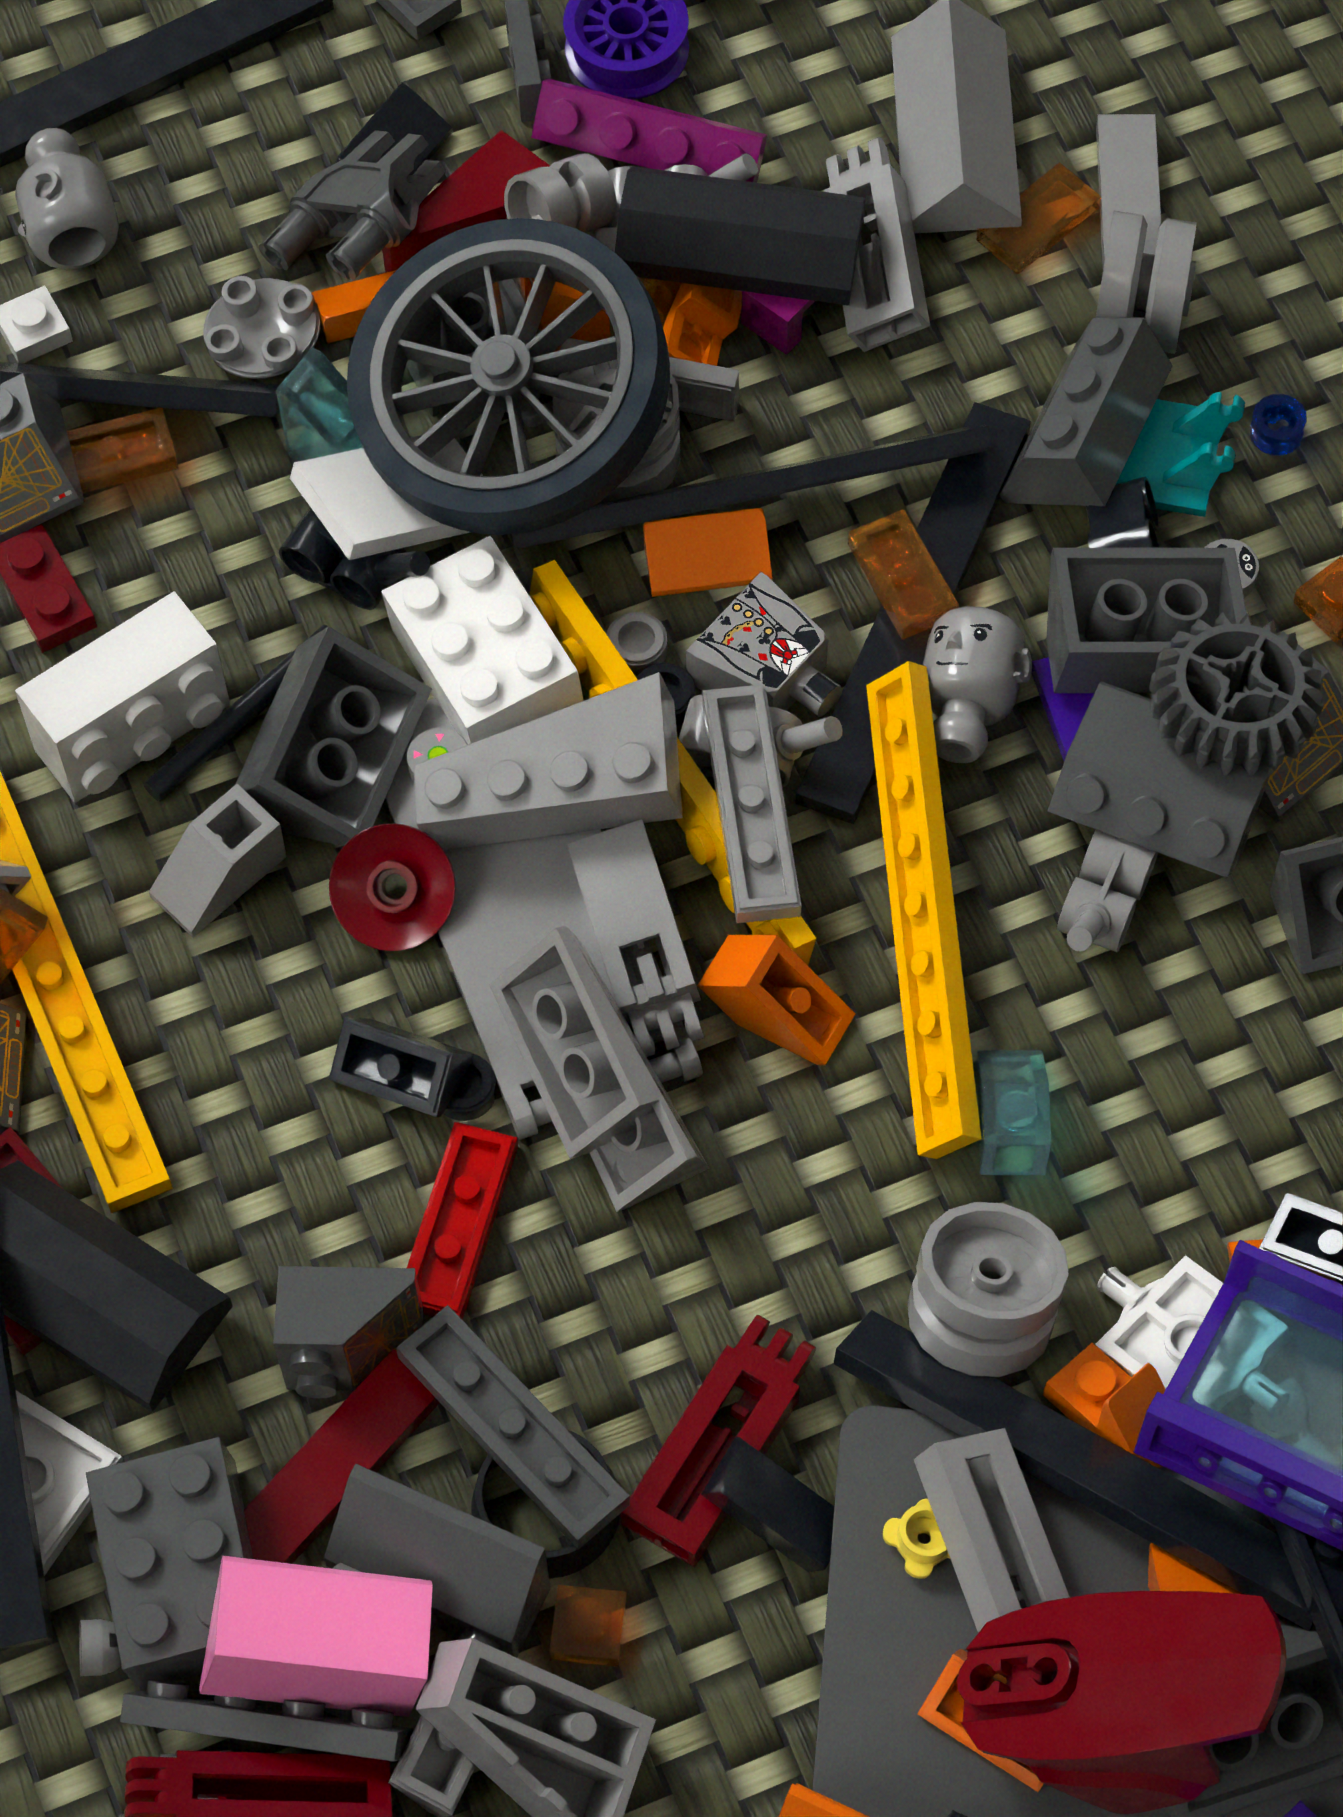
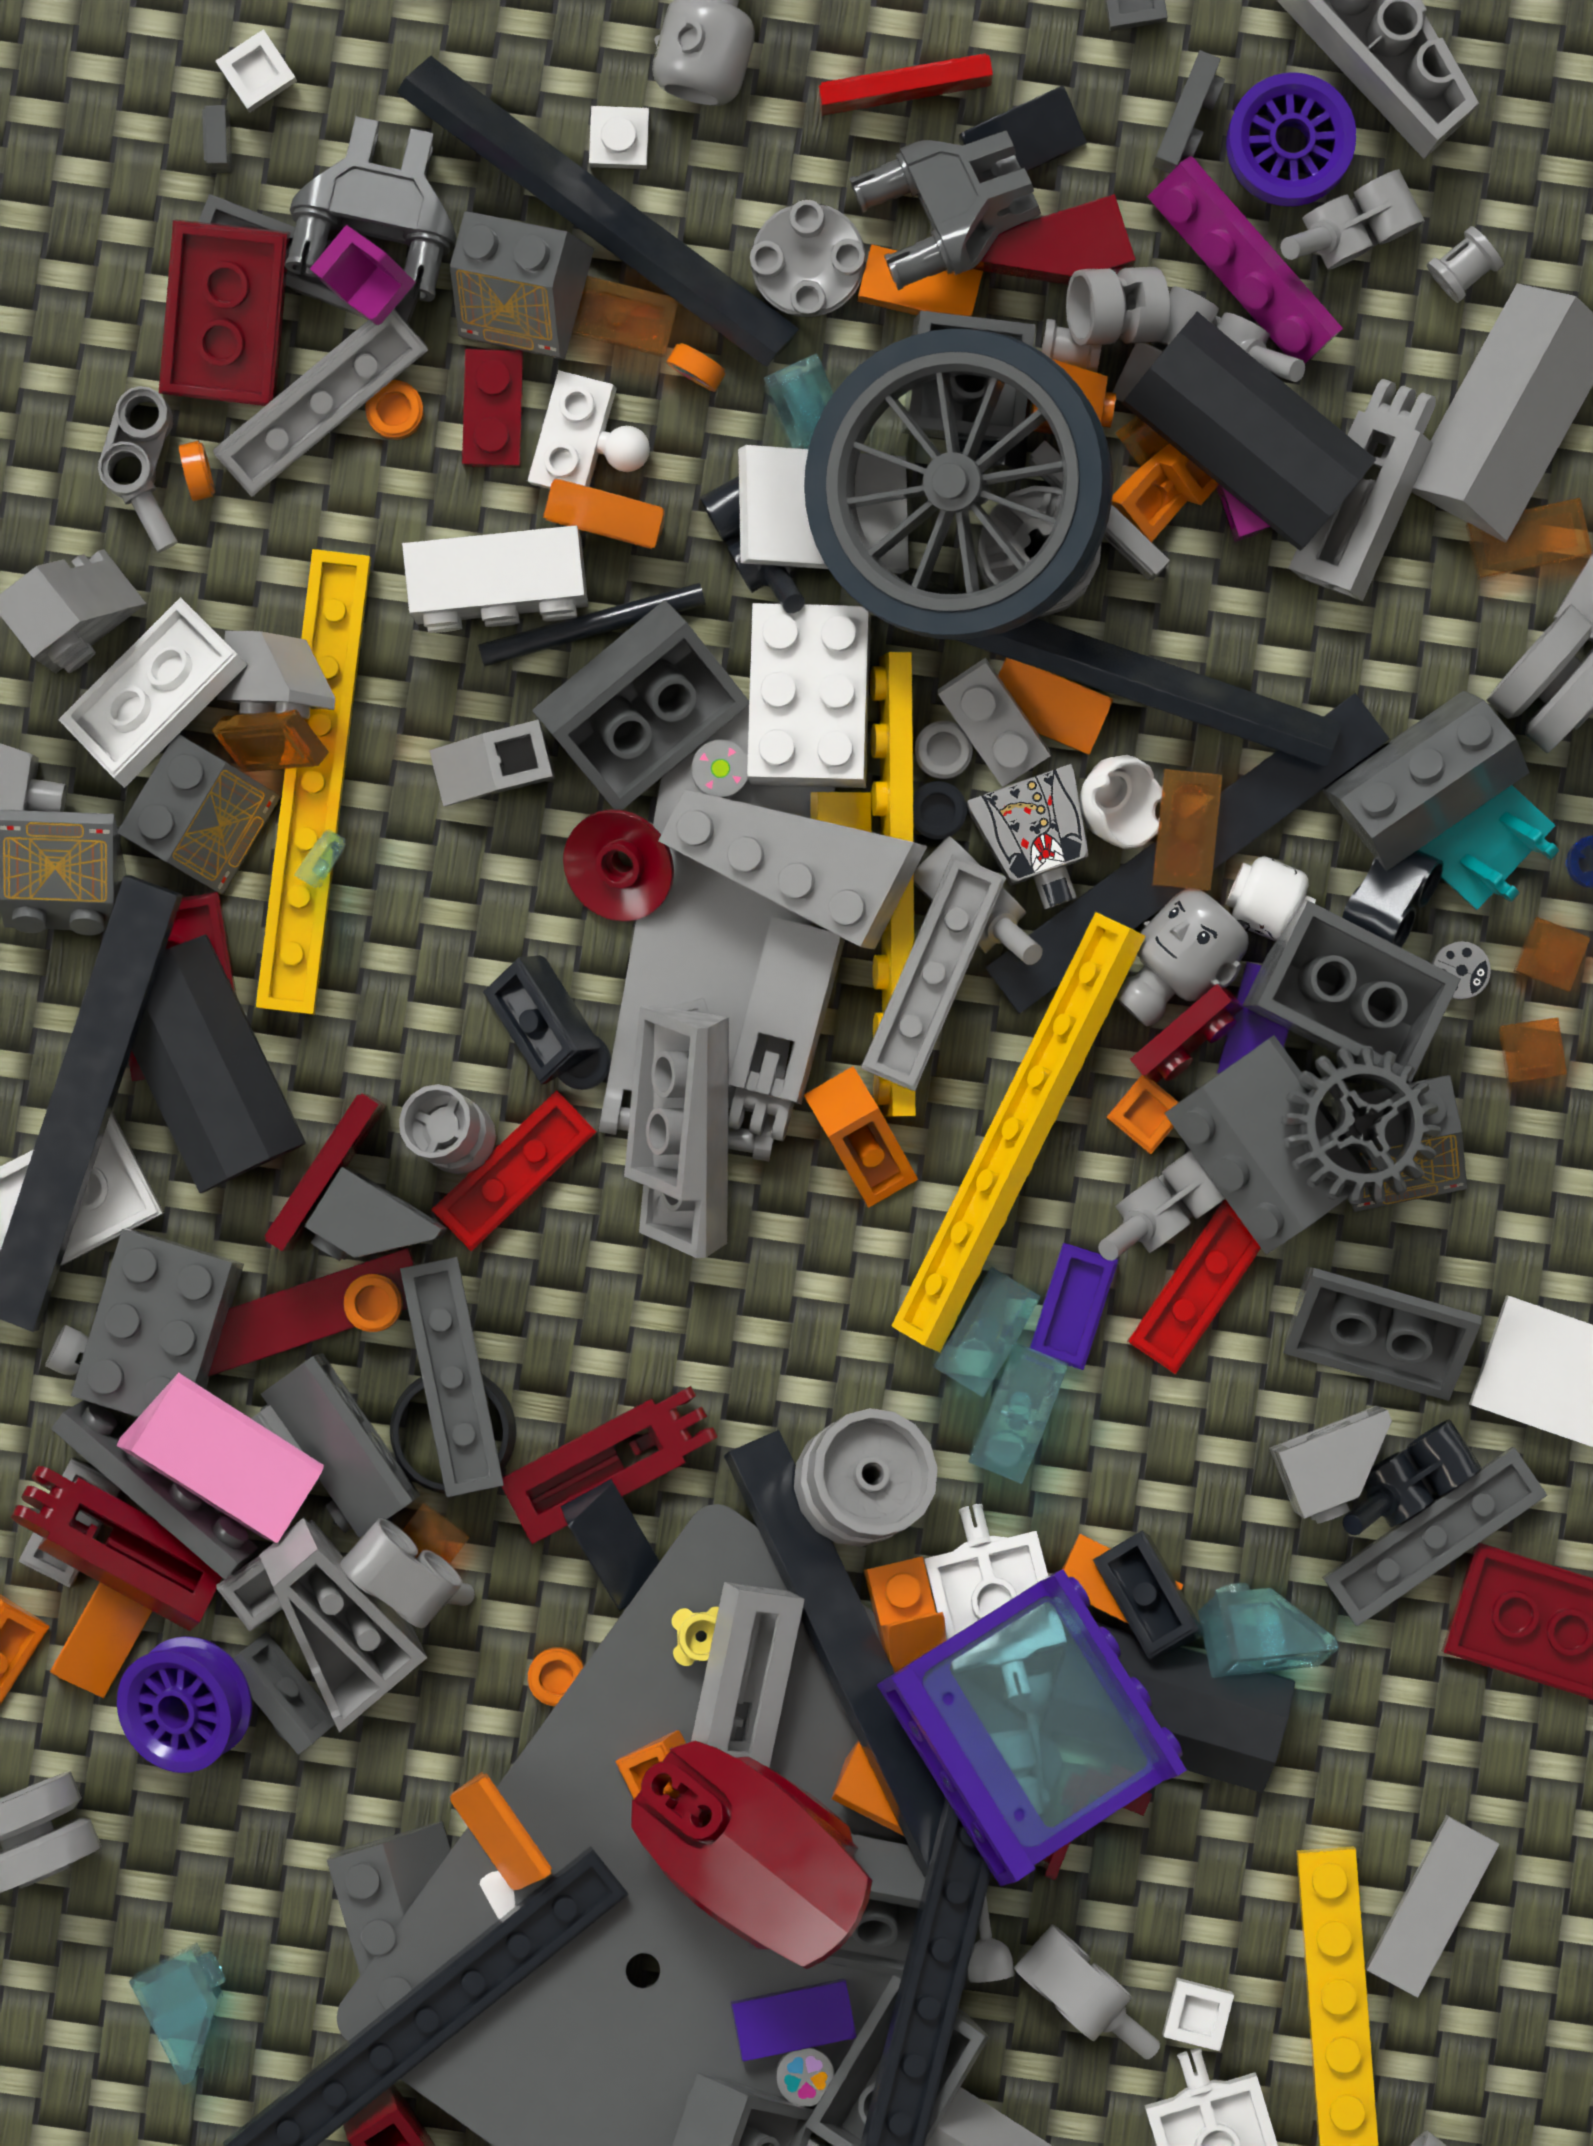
camera: 30 degrees right, 25 degrees up
(95, 1031) = (321, 859): none -> clear light blue tile
(133, 566) = (577, 434): none -> white plate
(211, 453) = (696, 366): none -> orange tile
(211, 594) = (604, 513): none -> orange slope
(264, 155) = (905, 84): none -> red tile
(269, 1248) = (333, 1156): none -> dark red tile
(366, 1202) = (447, 1129): none -> light grey wheel
(389, 1414) = (373, 1303): none -> orange tile
(589, 1637) = (415, 1588): none -> light grey beam
(666, 586) = (994, 722): none -> light grey plate
(733, 57) = (1352, 227): none -> light grey beam
(796, 1683) = (553, 1673): none -> orange tile
(827, 586) = (1121, 801): none -> white hair
(834, 54) = (1465, 264): none -> light grey bush
(1016, 757) = (1205, 1020): none -> dark red plate
(1017, 590) = (1267, 896): none -> white head
(1029, 840) = (1142, 1113): none -> orange tile
(1078, 1042) = (1073, 1305): none -> dark purple tile
(1094, 1157) = (1017, 1413): none -> clear light blue slope
(1183, 960) = (1196, 1289): none -> red tile
(1297, 515) = (1551, 954): none -> clear orange plate

